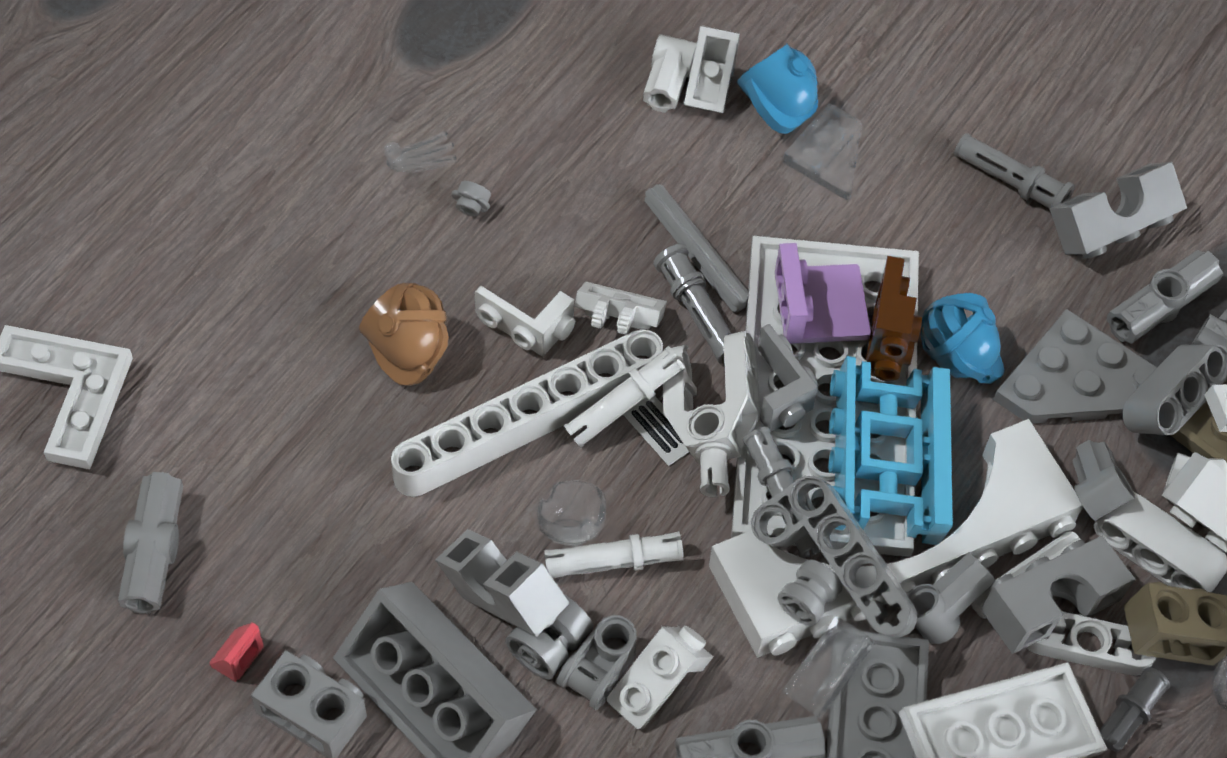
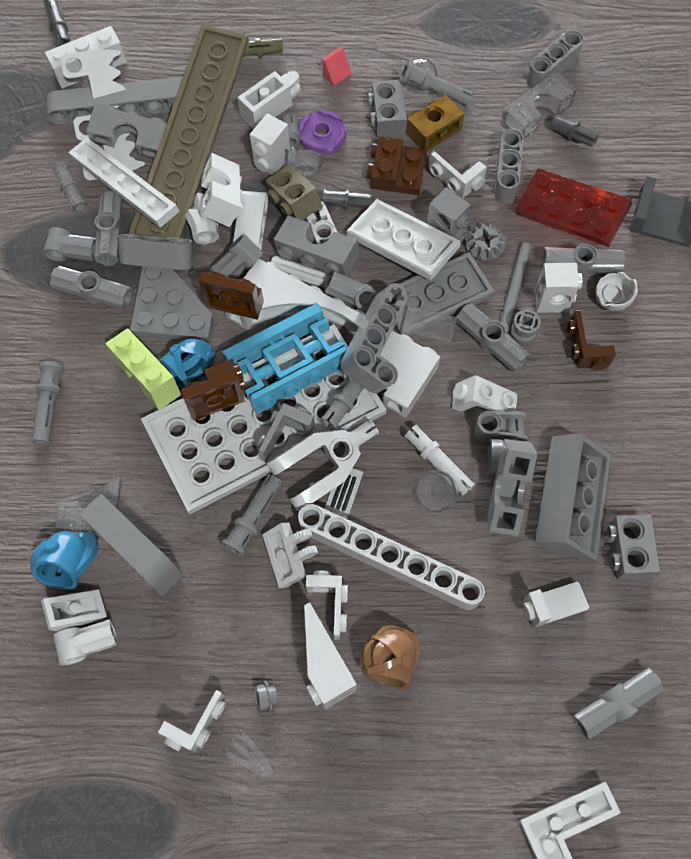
camera: 120 degrees left, 10 degrees up
(238, 652) = (635, 609): coral slope -> none
(323, 552) = (554, 604): none -> white bracket
(461, 255) = (326, 670): none -> white slope
(488, 104) = (177, 738): none -> white bracket
(625, 396) = (339, 503): white pin -> none
(699, 249) = (211, 543): light grey axle -> none
(743, 147) = (131, 545): none -> light grey beam
(808, 594) = (412, 341): light grey wheel -> none
(819, 300) = (216, 442): lavender bracket -> none
(1020, 278) = (149, 373): none -> yellowish green arch
(1025, 407) = (231, 295): none -> reddish brown plate
(1147, 199) = (27, 322): light grey arch -> none

